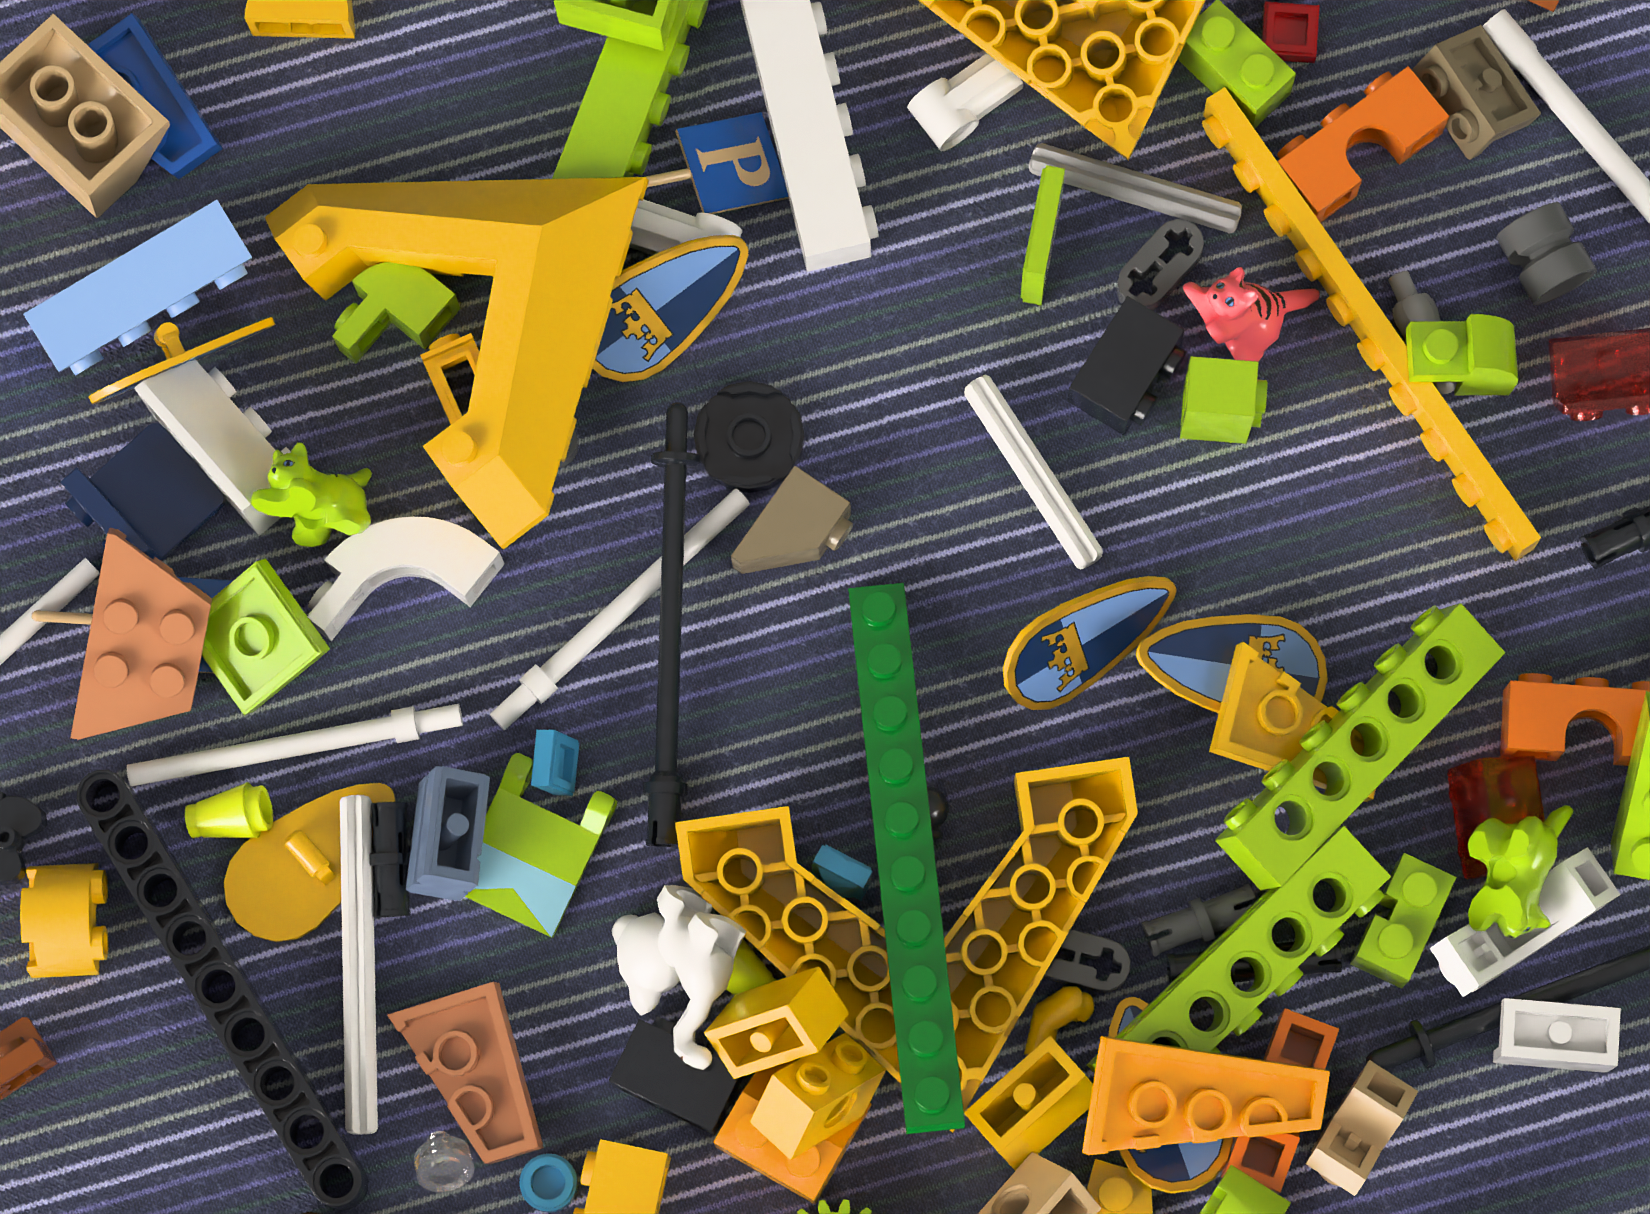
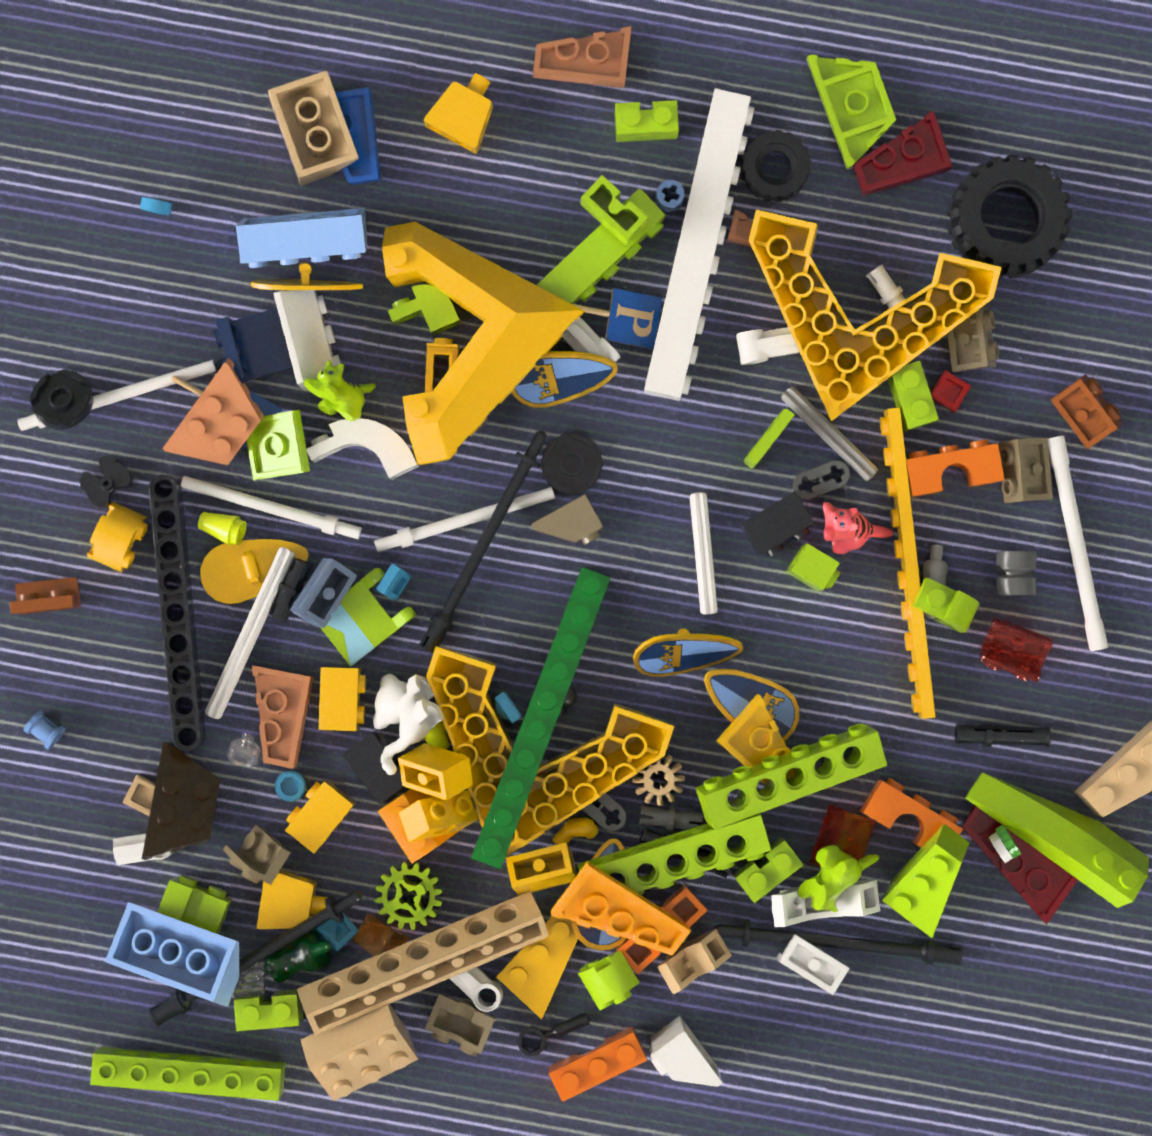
camera: 20 degrees right, 10 degrees up
(561, 994) = (341, 699): none -> yellow brick
(1162, 852) = (661, 790): none -> tan gear

